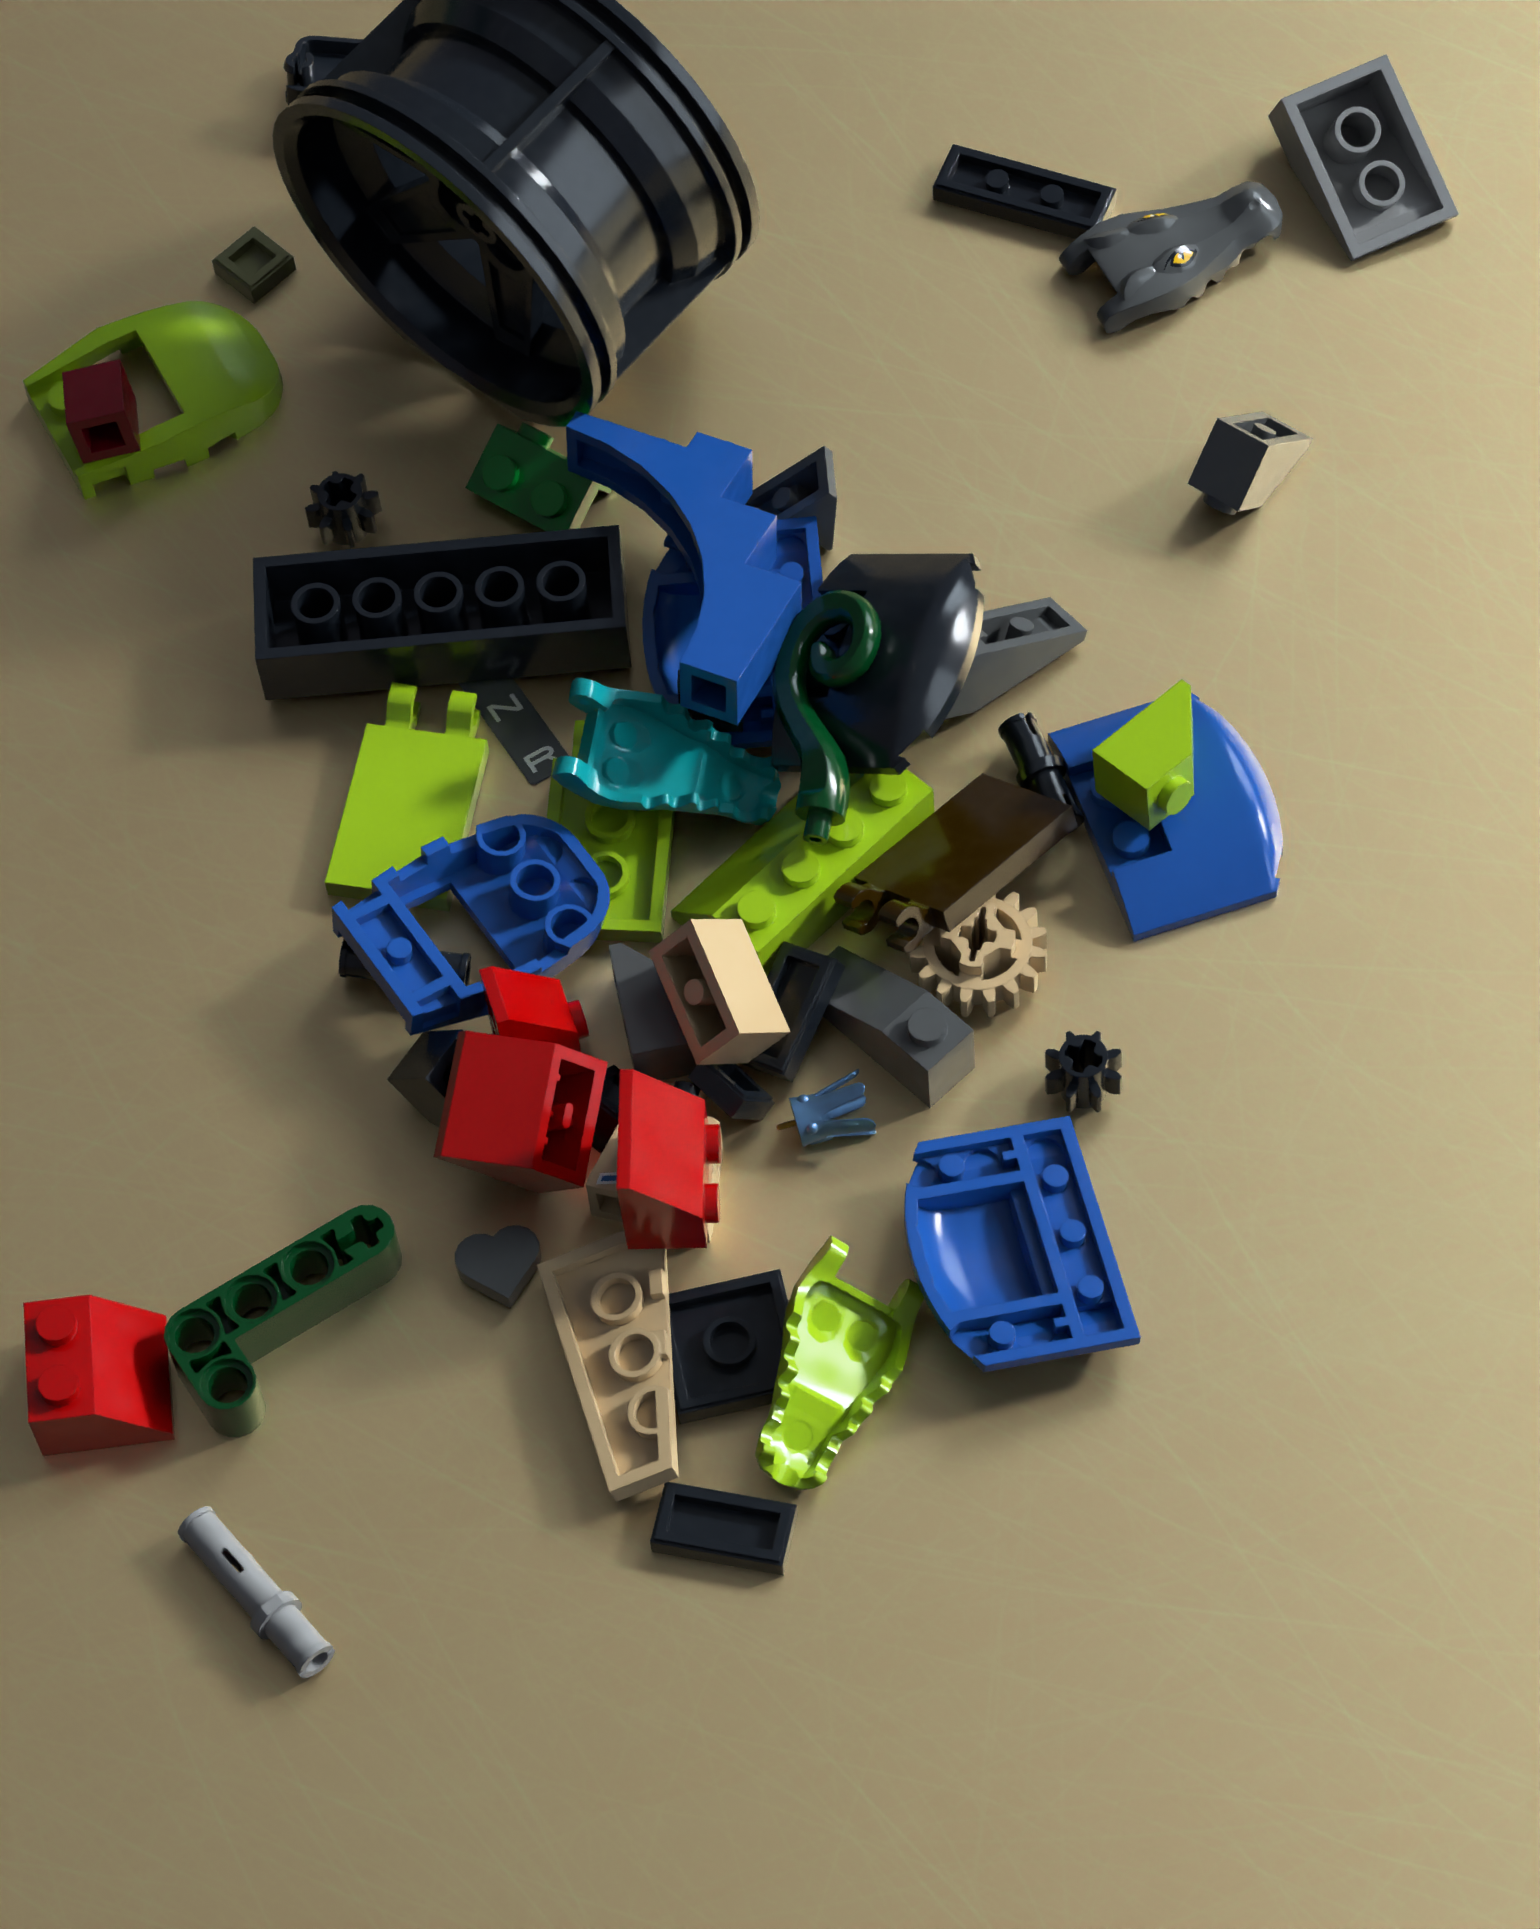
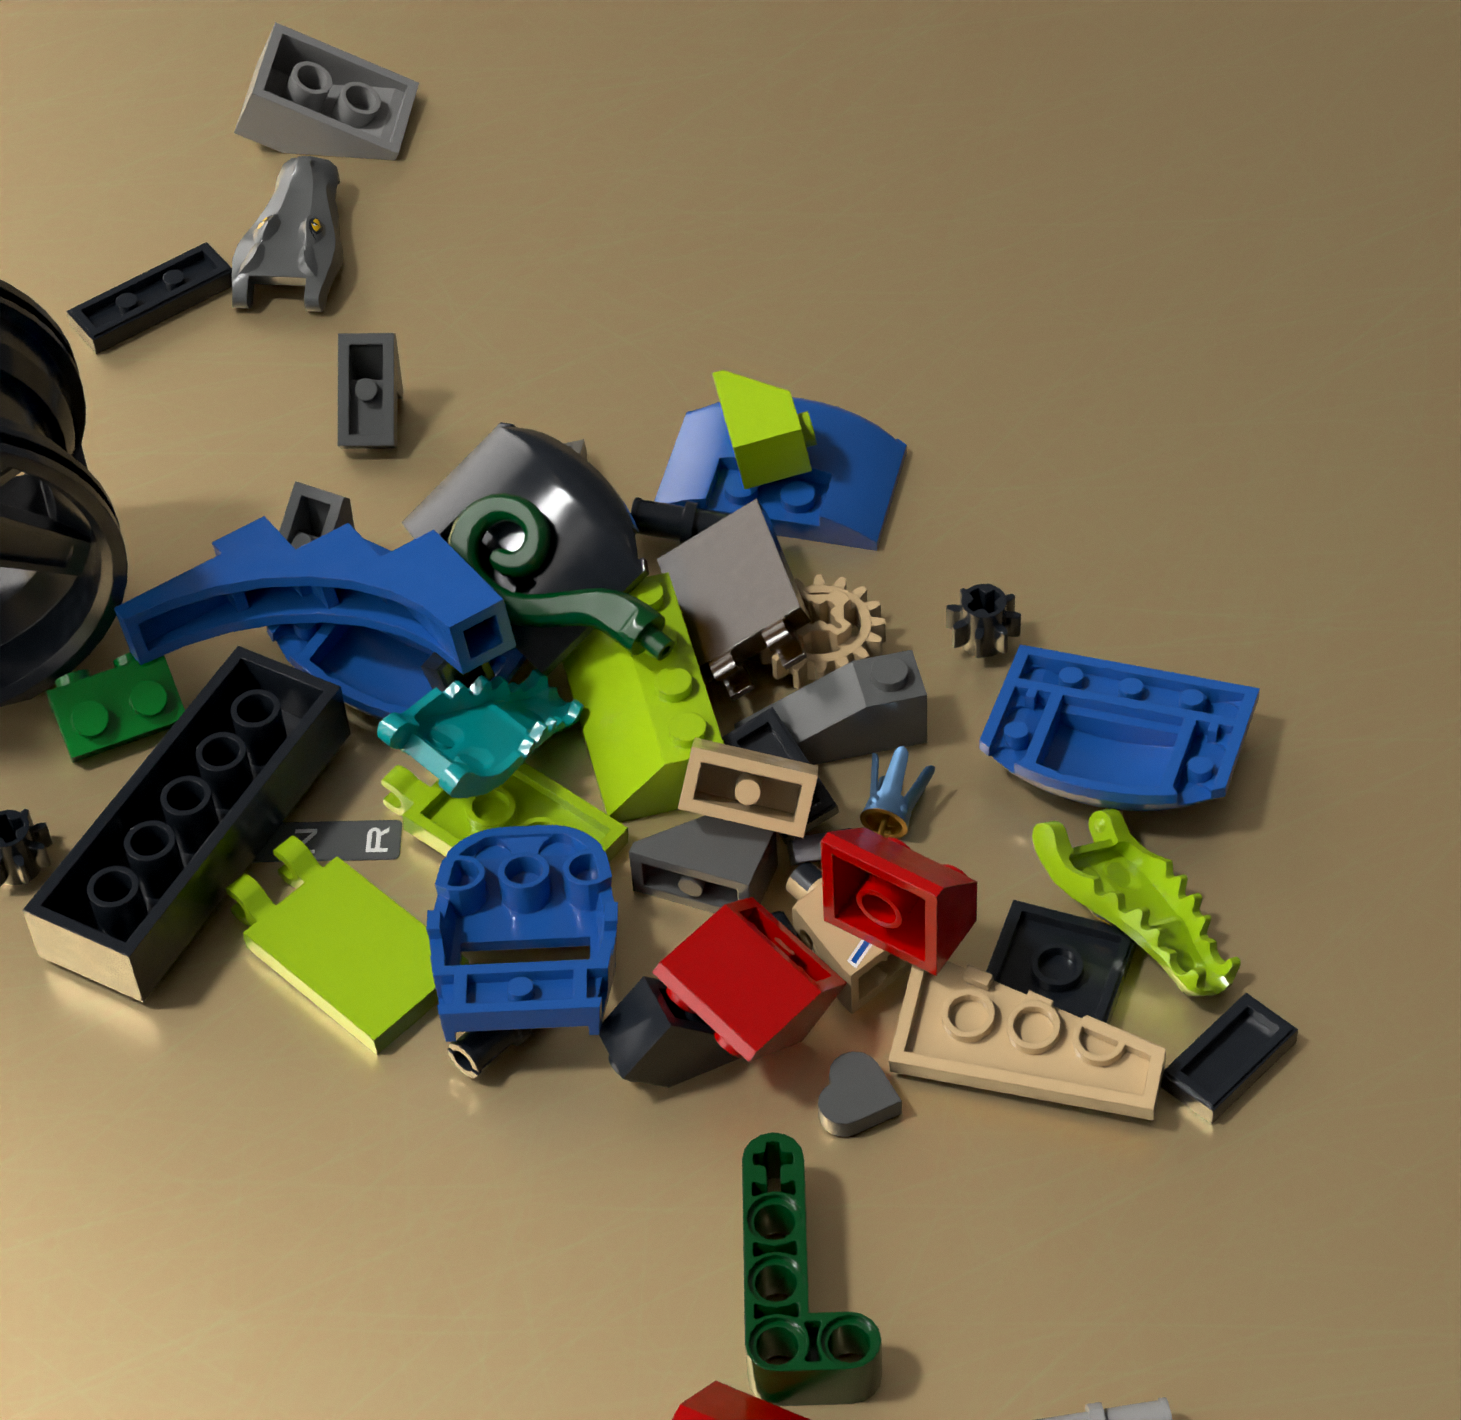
camera: 60 degrees left, 10 degrees down
(531, 1008) = (643, 937): red slope -> none
(1011, 423) = (368, 390): none -> dark grey slope
(1246, 460) = (526, 280): dark grey slope -> none

